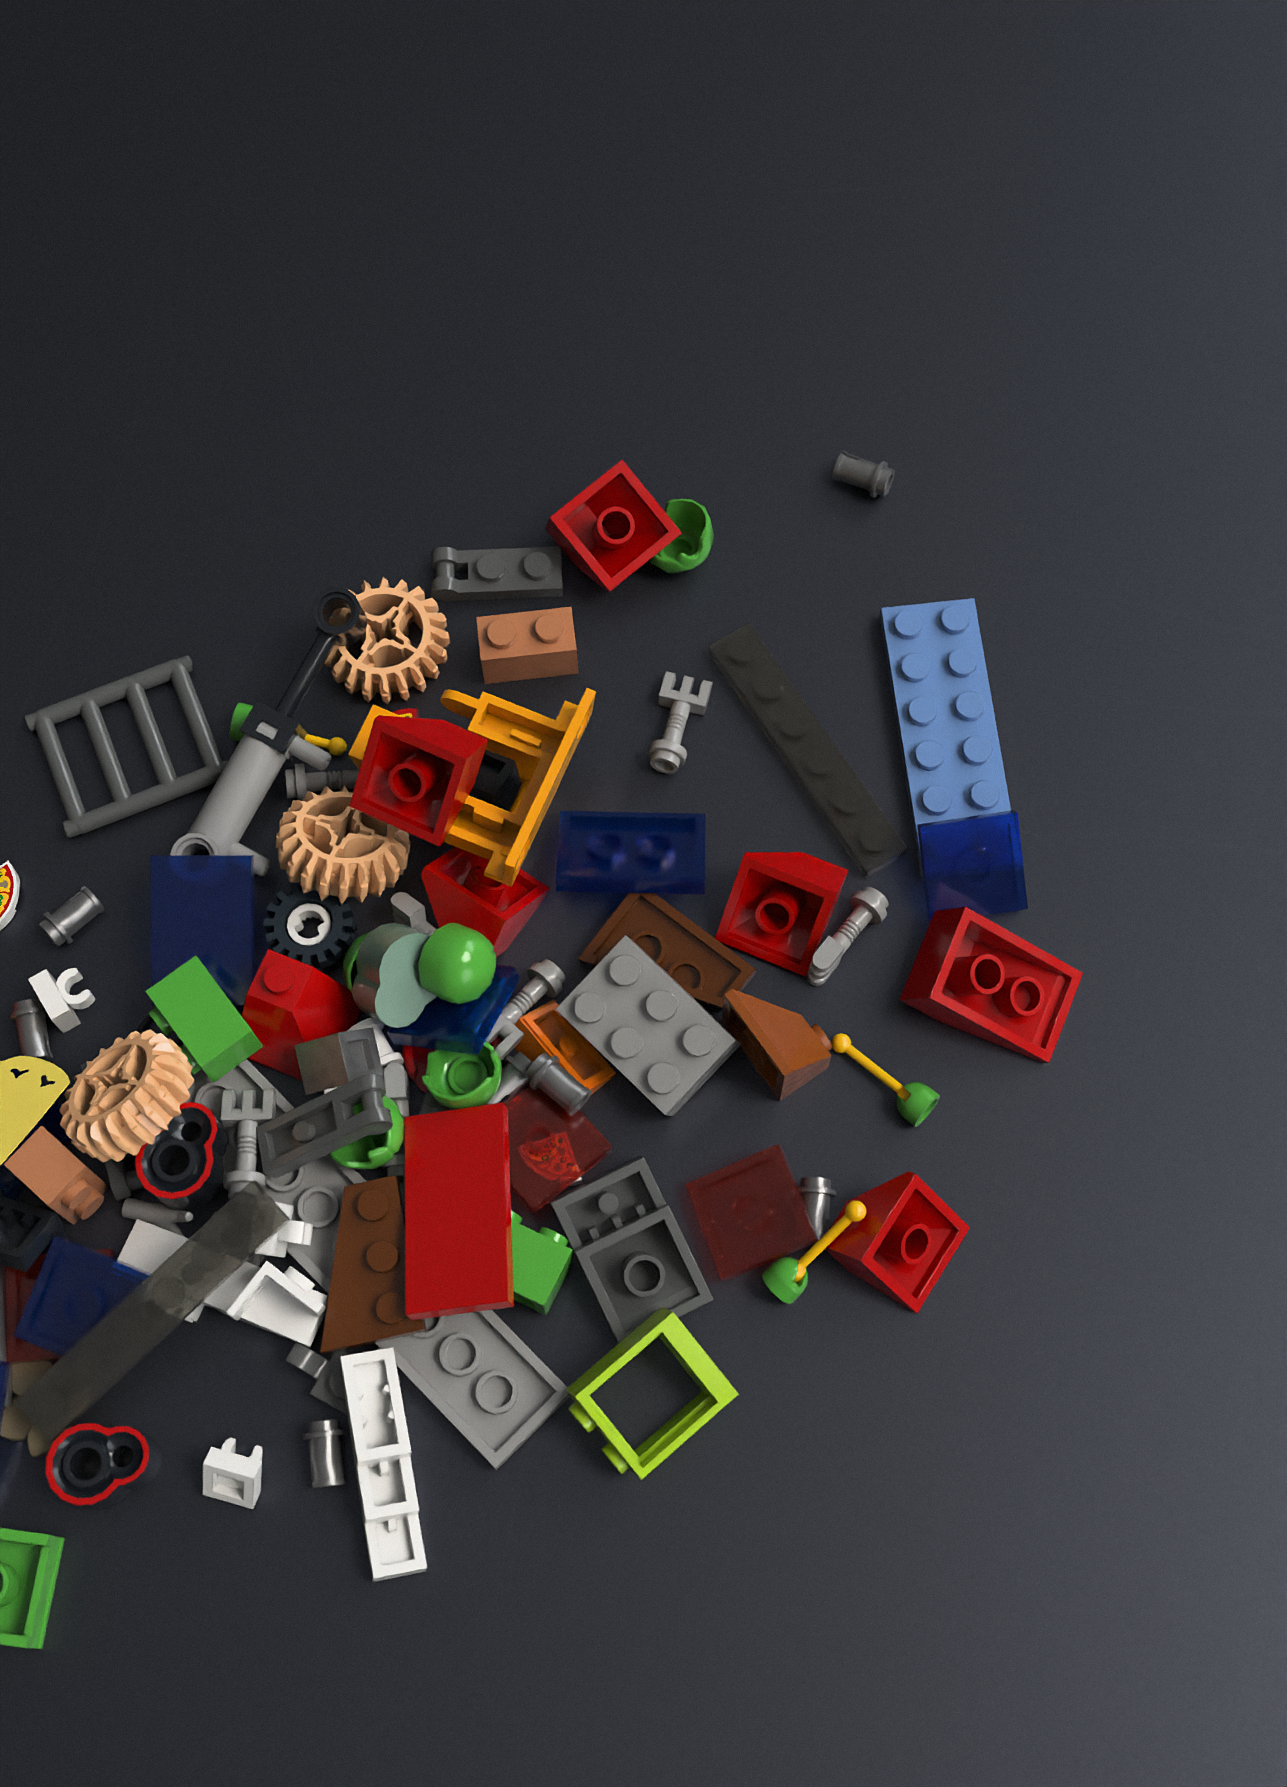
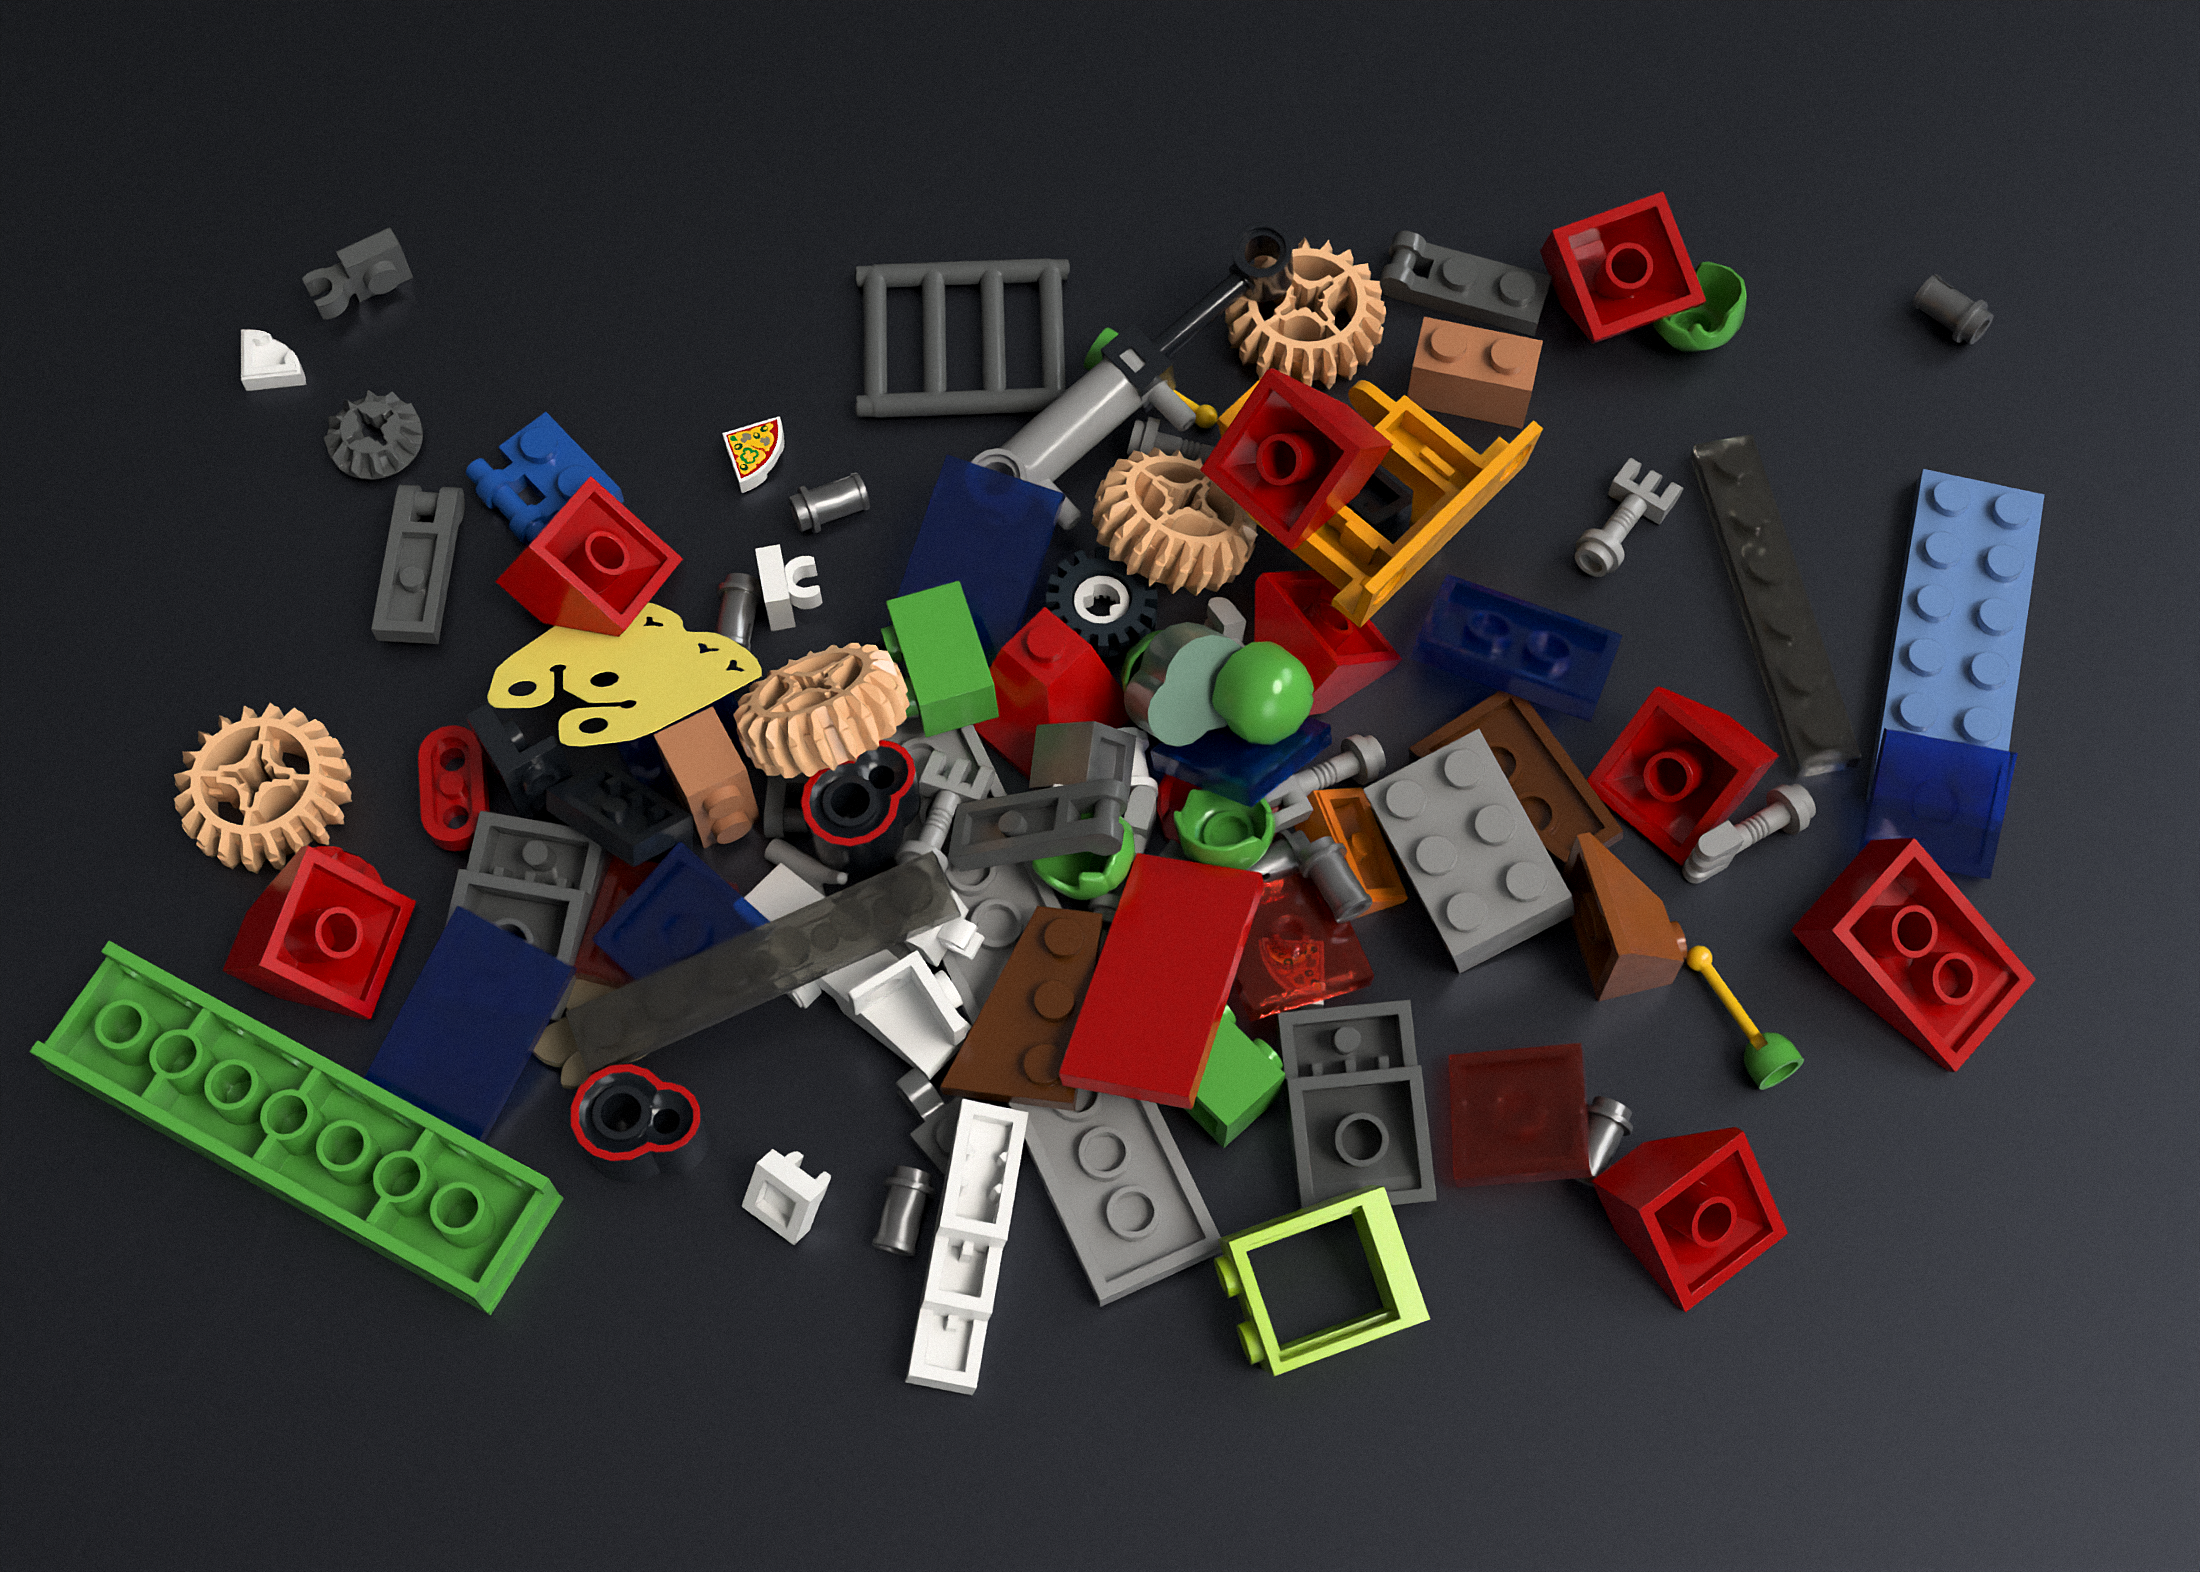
camera: 20 degrees right, 5 degrees down
(789, 1276) = (1541, 1207): hinge -> none

